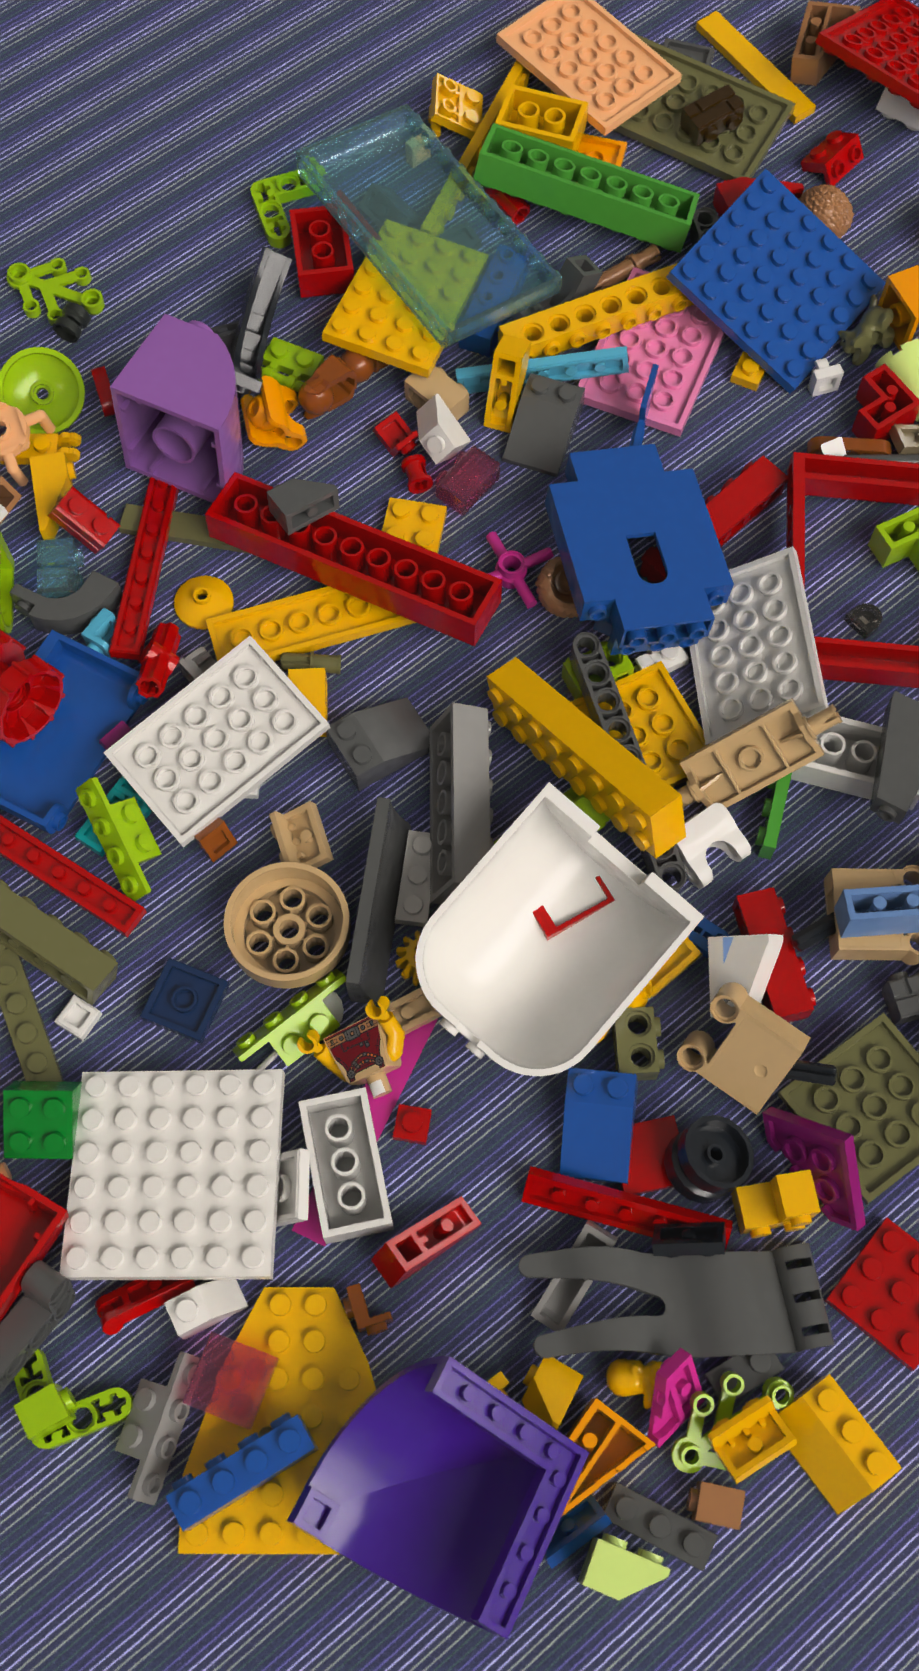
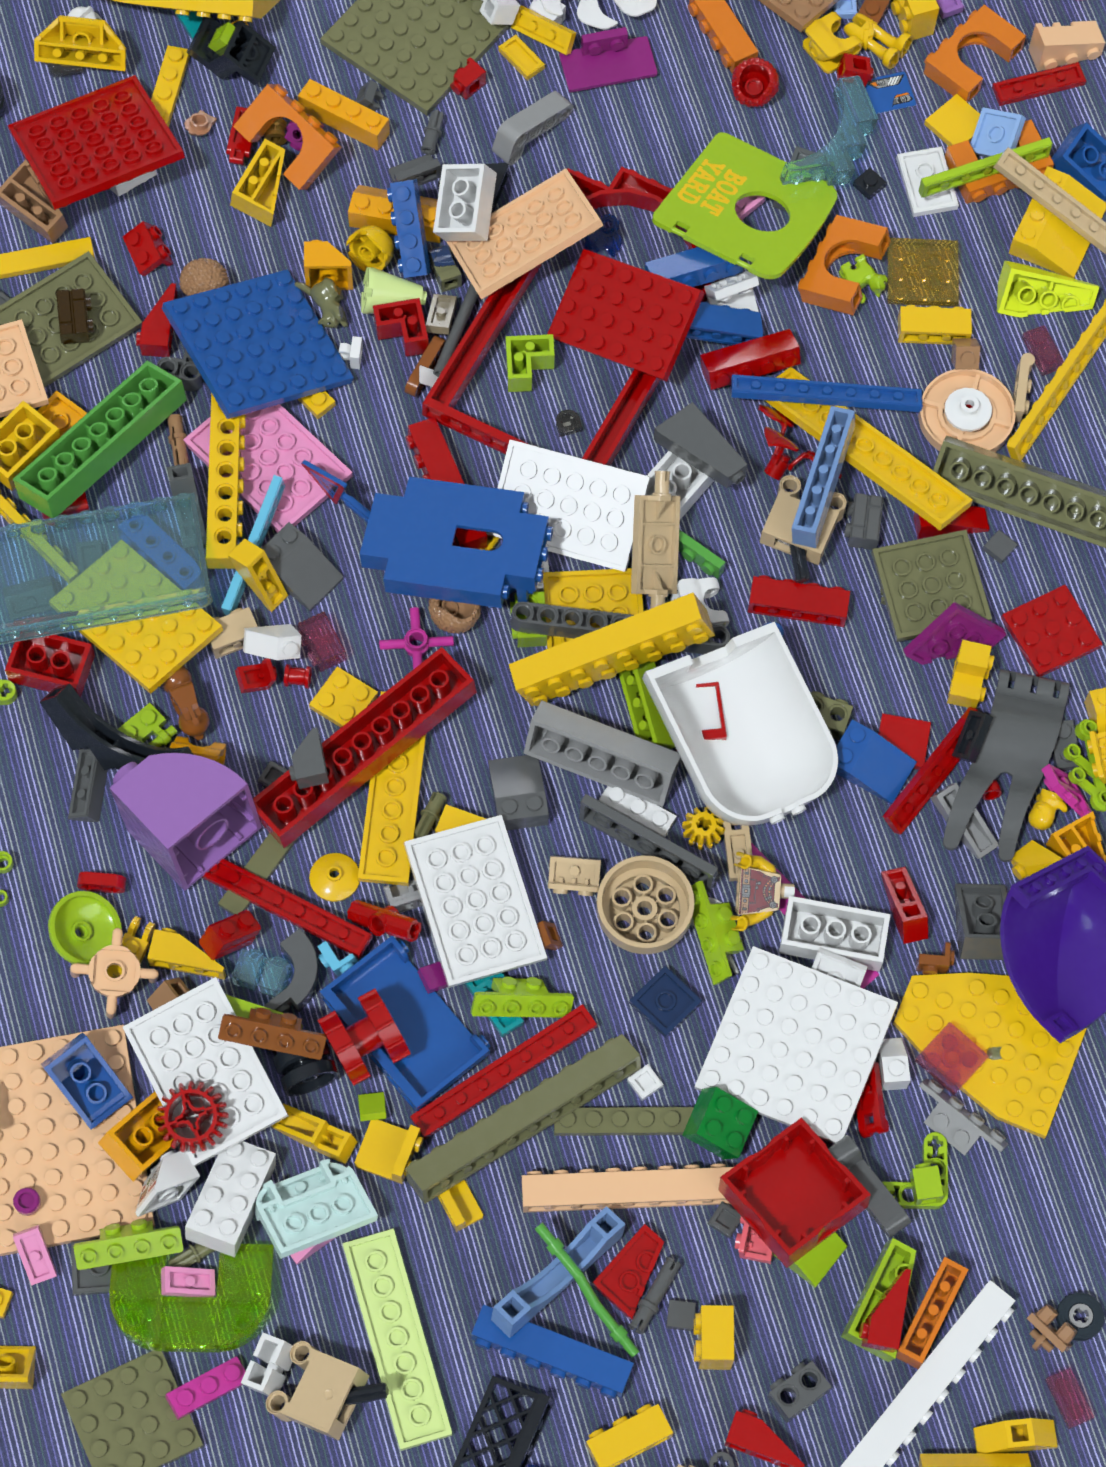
camera: 70 degrees left, 0 degrees up
(72, 322) = (18, 885): pearl dark grey wheel -> none
(242, 1472) = (1014, 1069): blue brick -> none
(412, 1124) = (818, 883): red plate -> none
(462, 1333) = (979, 920): none -> dark grey slope
(633, 1298) = (993, 791): none -> red hinge
(709, 1159) = (925, 701): black wheel -> none
(744, 961) = (806, 624): white slope -> none
(754, 1053) = (867, 641): tan piece -> none

